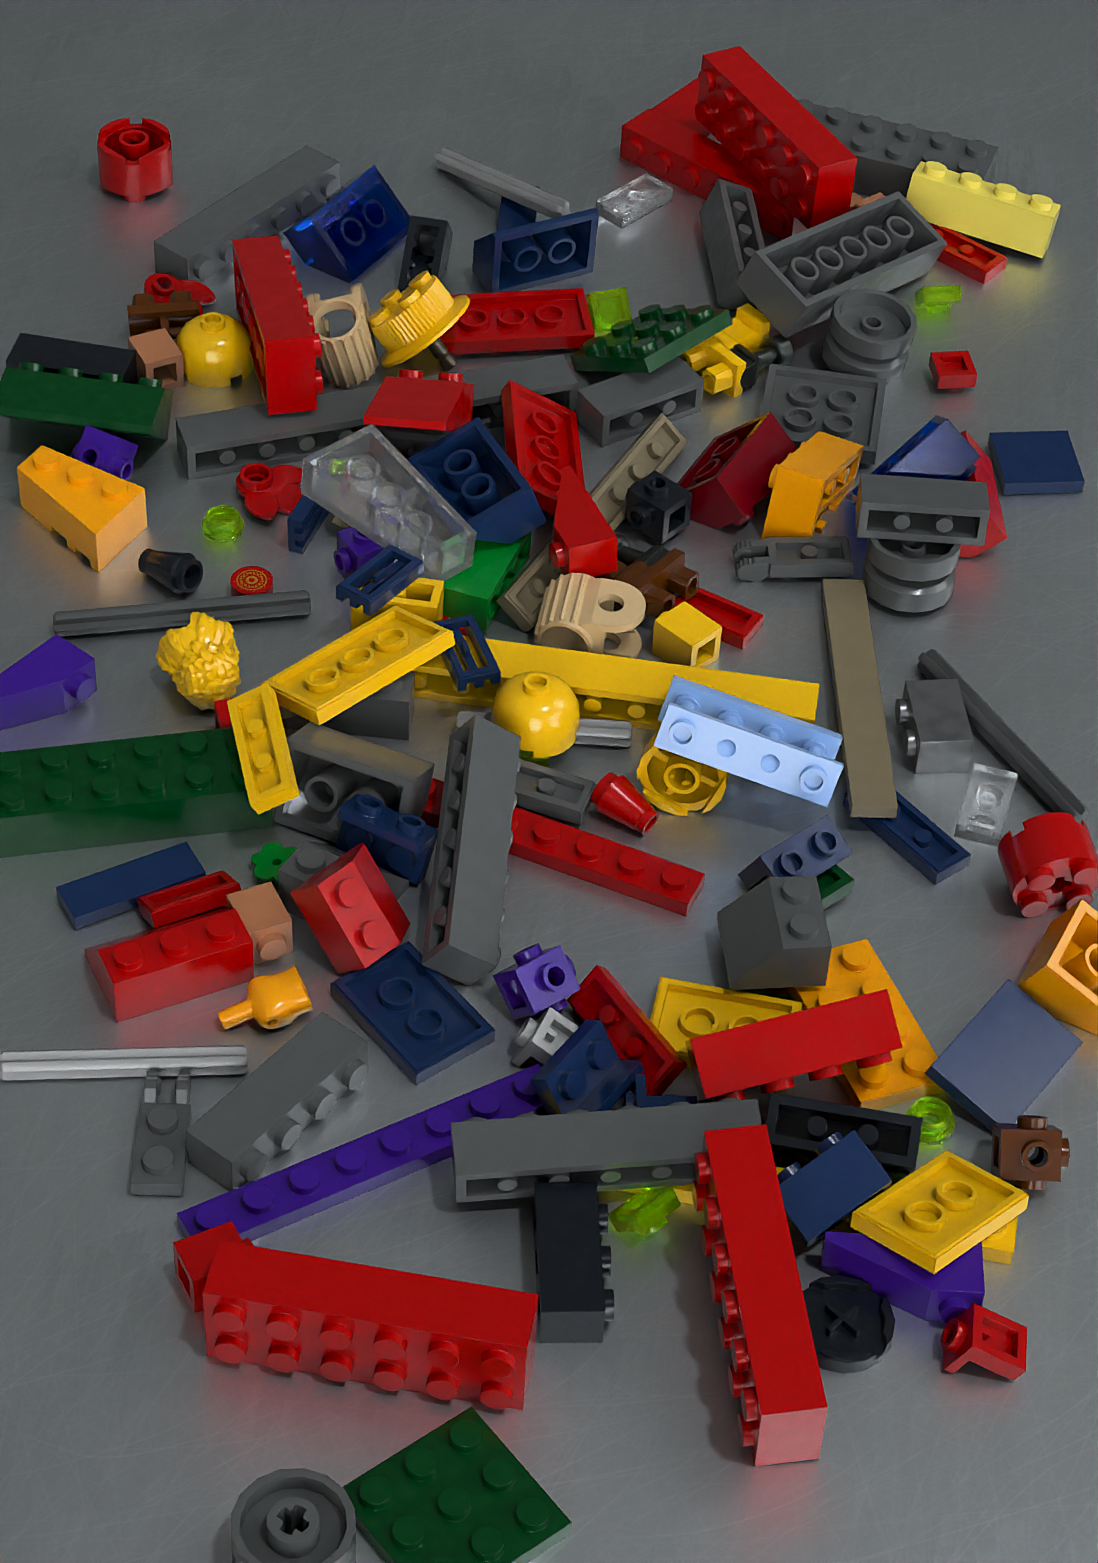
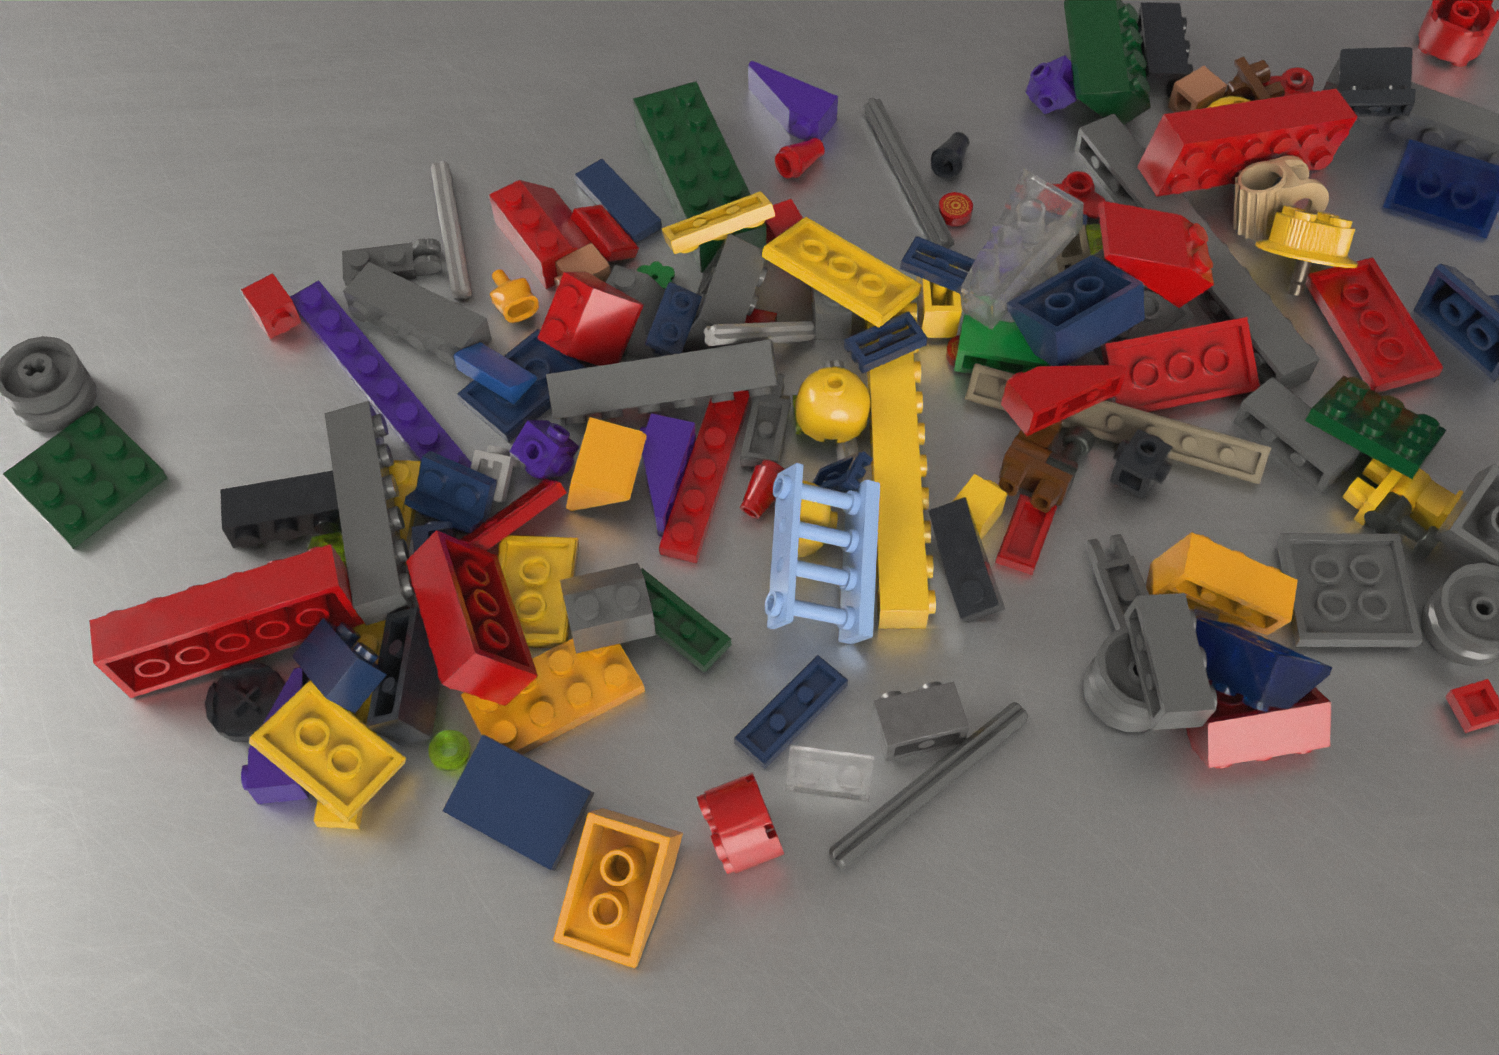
camera: 85 degrees right, 15 degrees up
(82, 503) = (996, 87): light orange wedge -> none
(128, 702) = (798, 157): none -> red cone
(201, 660) = (840, 188): yellow hair -> none
(214, 217) = (1377, 80): none -> black bracket
(222, 524) = (1011, 173): clear neon green plate -> none
(370, 1325) = (204, 394): red brick -> none
(404, 1021) = (494, 371): none -> blue slope
(425, 249) = (1428, 242): black arch -> none
(430, 749) = (752, 332): none -> light grey axle
(581, 616) = (969, 428): tan piece -> none
(582, 883) = (665, 461): none -> dark purple slope
(583, 920) = (605, 465): none -> light orange slope
(608, 308) = (1423, 393): clear neon green plate -> none
(653, 693) = (844, 473): none -> dark blue tile
(735, 472) = (1221, 516): dark red slope -> none
(765, 647) = (965, 561): none -> black slope
(803, 854) = (715, 618): dark blue bracket -> none
(858, 700) = (943, 653): dark tan tile -> none
(986, 1341) = (218, 804): red bracket -> none
(1011, 1149) = (406, 821): reddish brown brick -> none
(1035, 462) = (1362, 799): dark blue tile -> none

